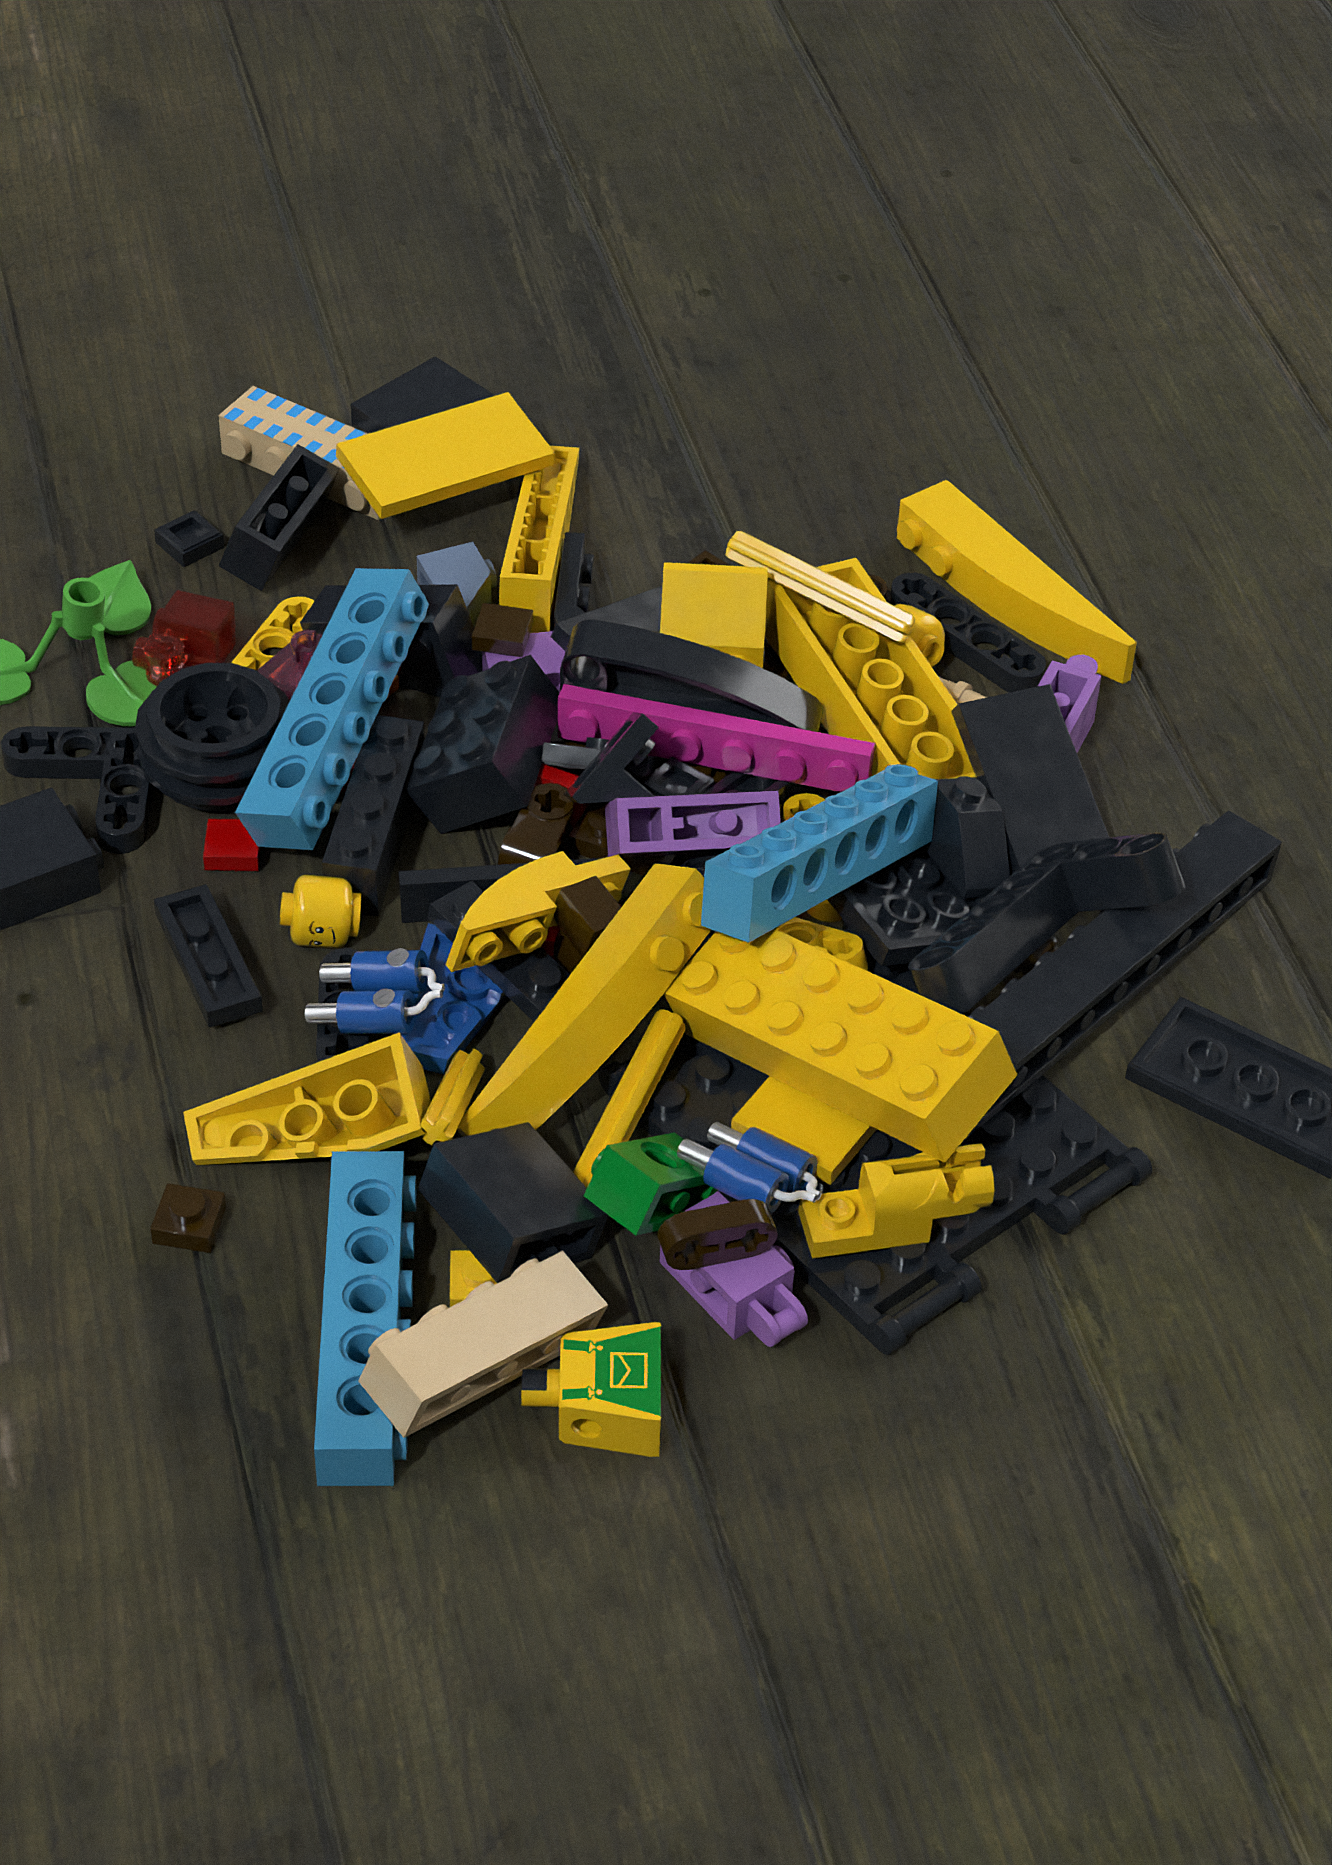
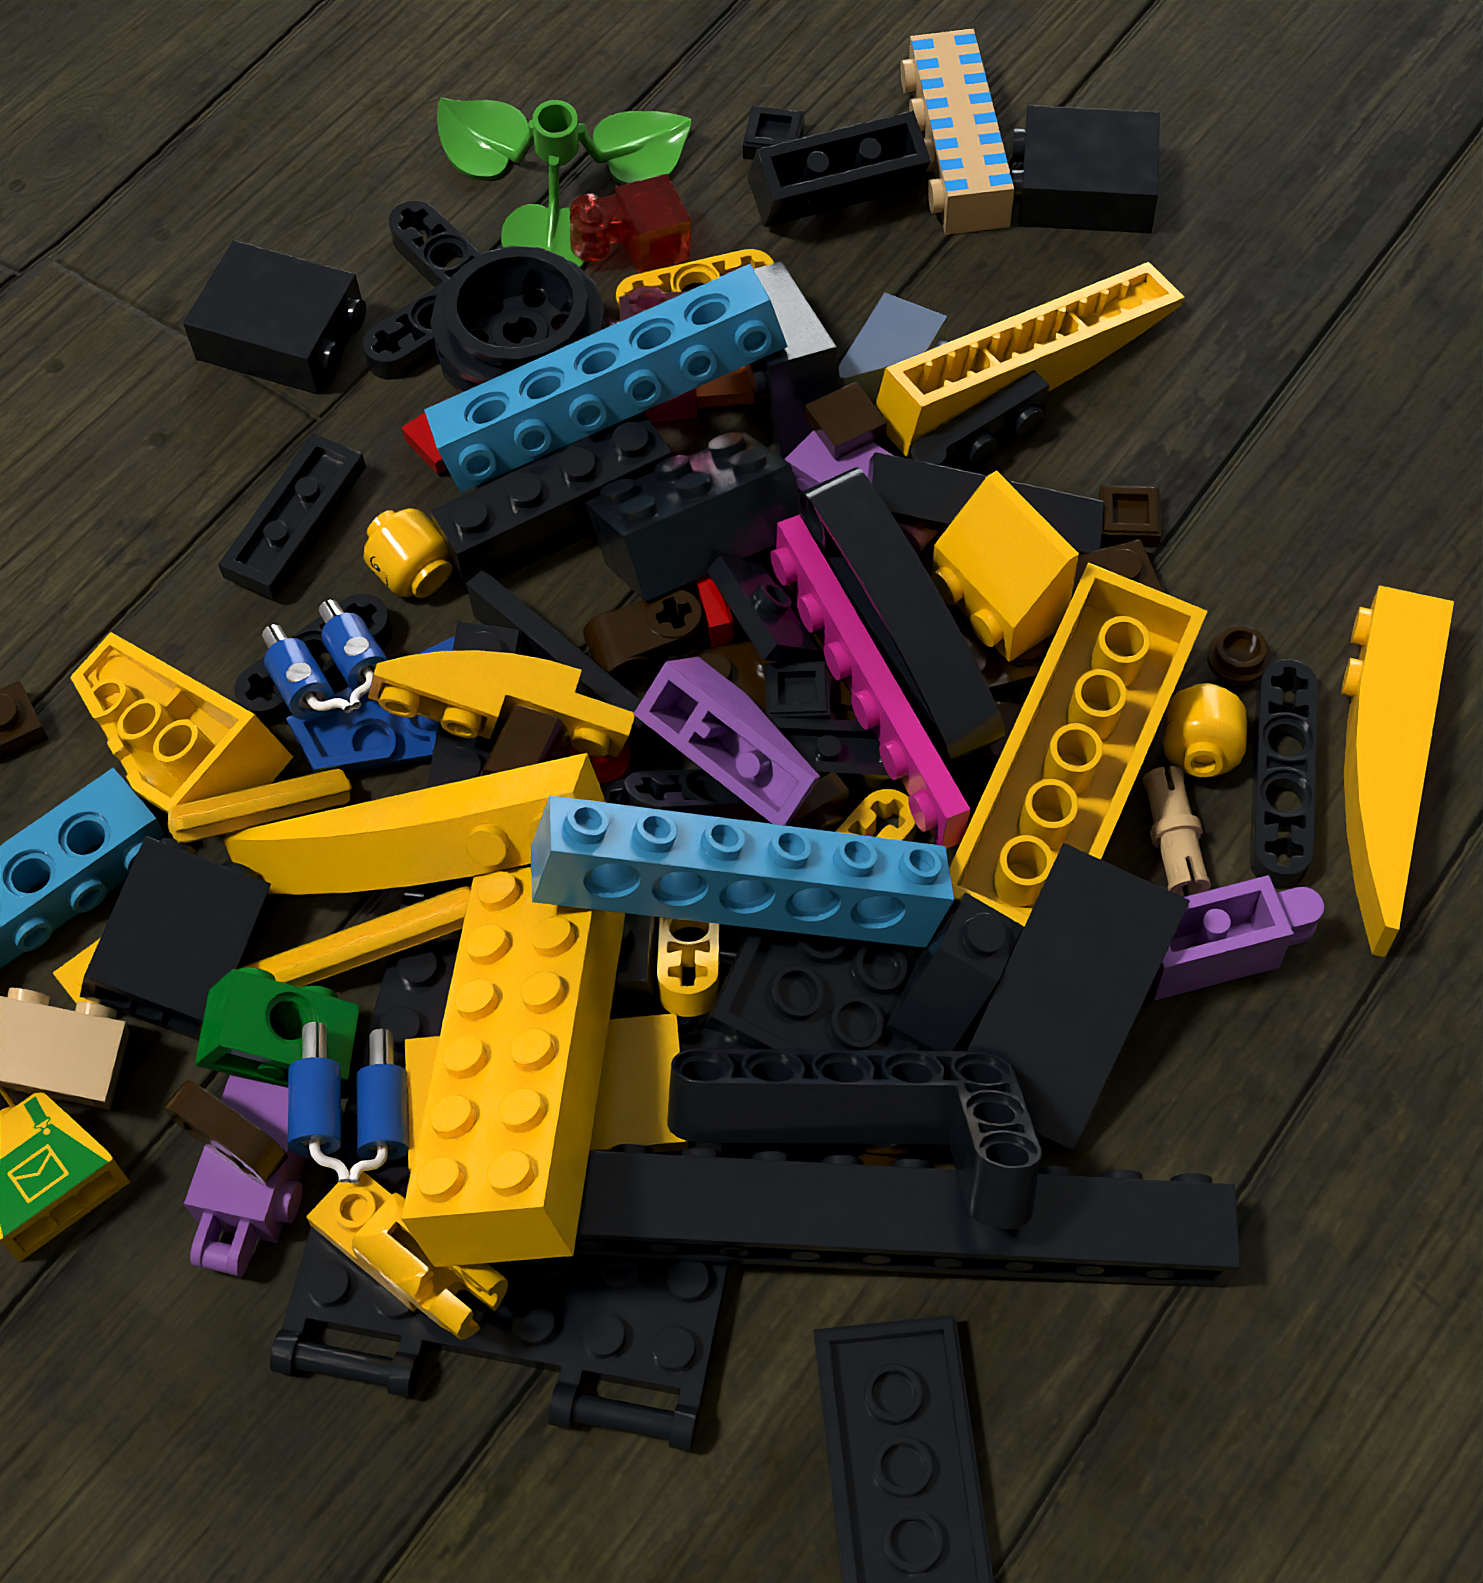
camera: 55 degrees right, 15 degrees up
(444, 455) = (1031, 214): yellow tile -> none
(605, 775) = (720, 638): black slope -> none
(821, 587) = (1118, 614): yellow axle -> none

